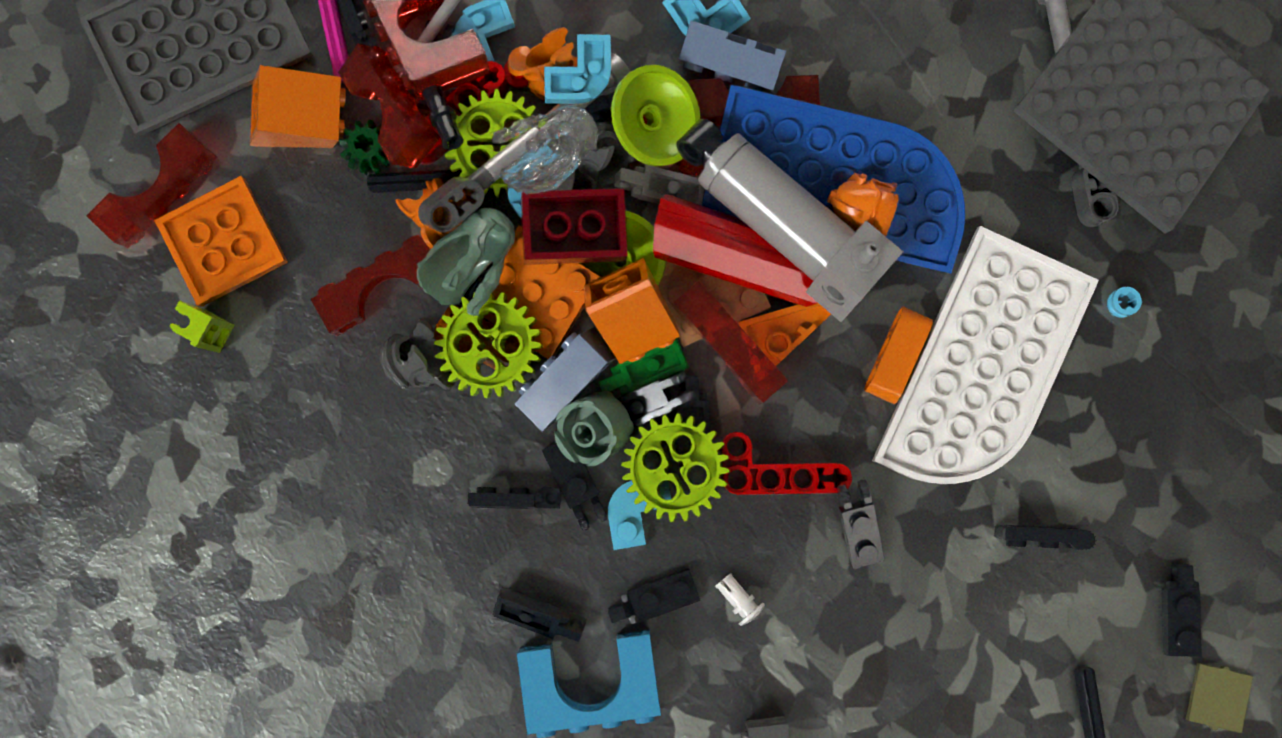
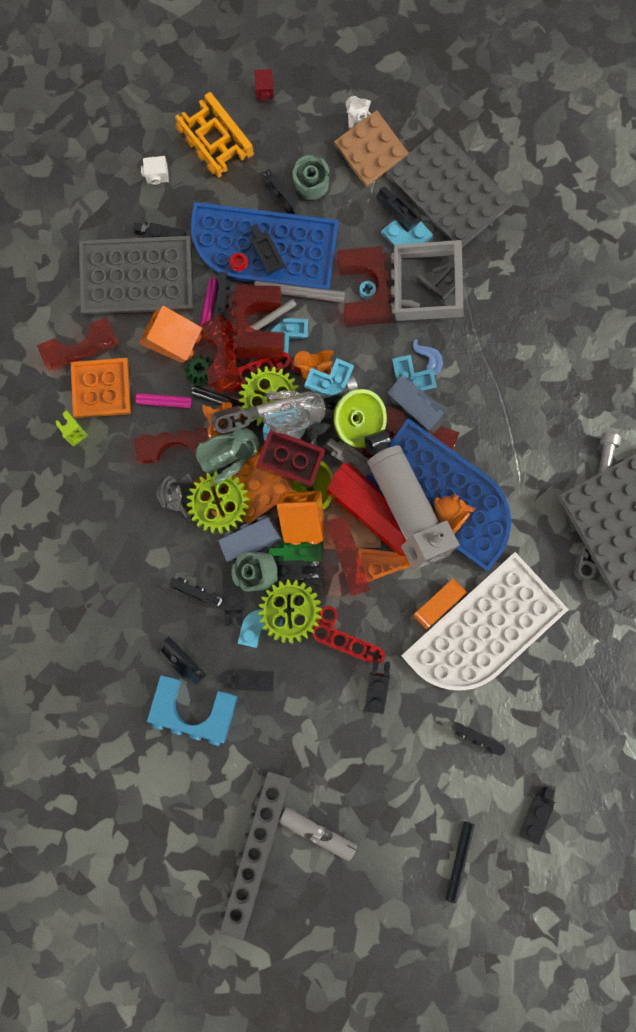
camera: 25 degrees right, 5 degrees down
(330, 219) = (163, 400): none -> dark pink axle
(443, 117) = (246, 372): black pin -> none
(739, 599) = (294, 700): white pin -> none
(1113, 303) = (579, 622): medium azure bush -> none
(1219, 698) = (540, 873): olive piece -> none

